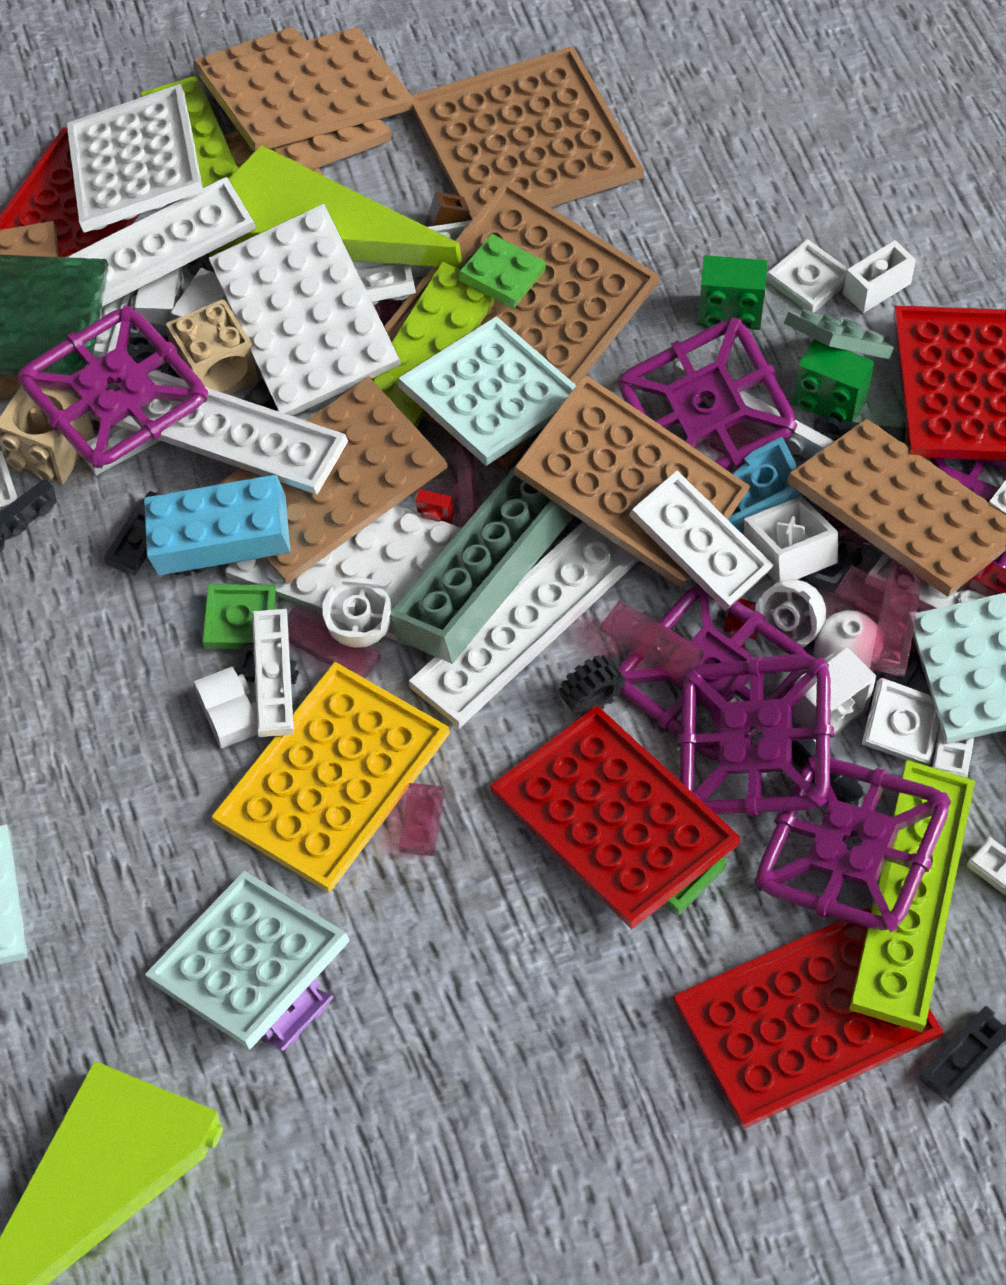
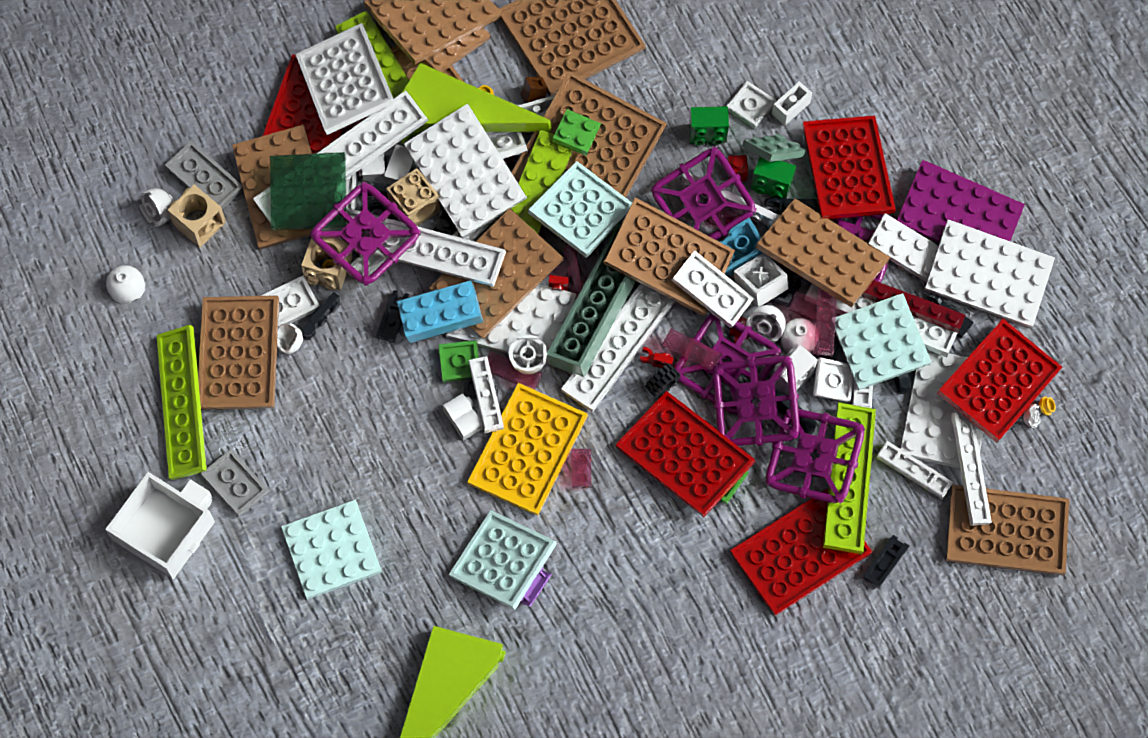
camera: 10 degrees left, 10 degrees up
(585, 648) = (657, 359): none -> red plate
(779, 356) = (739, 165): none -> red brick

